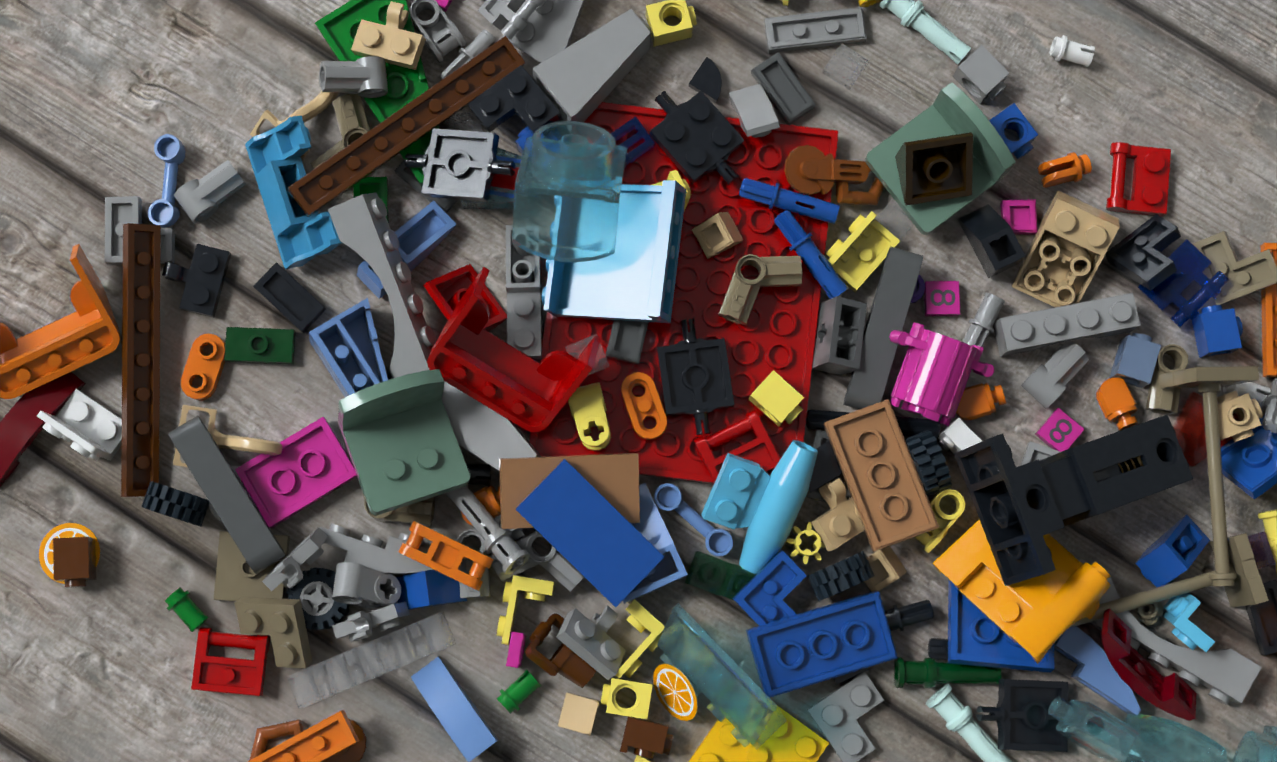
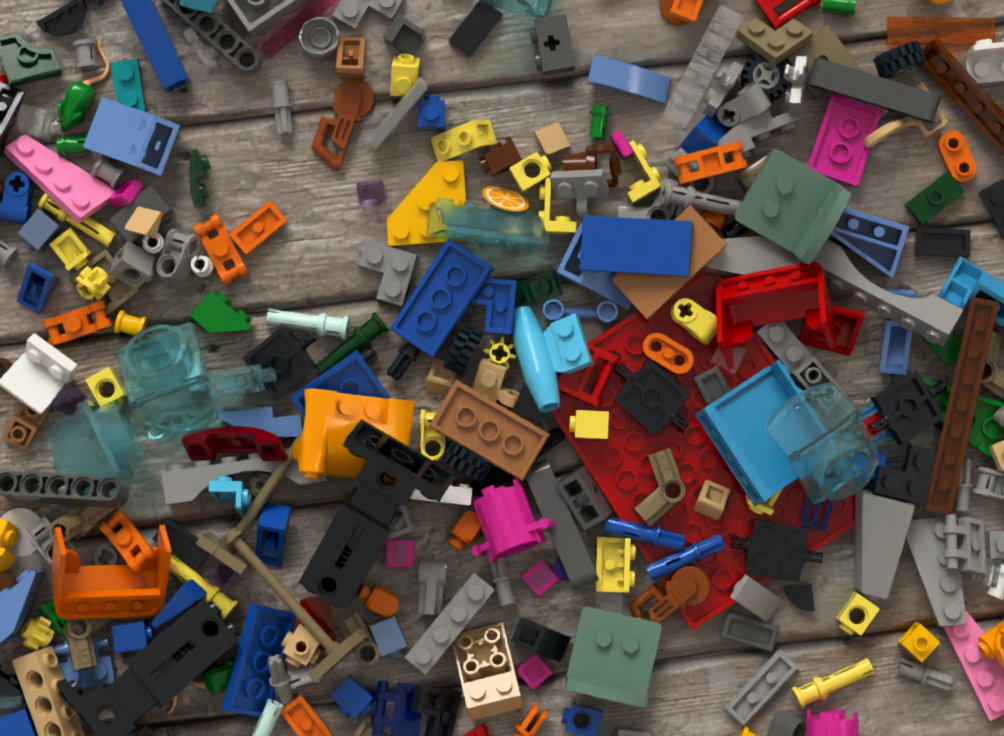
camera: 145 degrees right, 5 degrees up
(104, 496) = (948, 30): none -> clear orange tile
(936, 168) = (610, 647): dark brown slope -> none

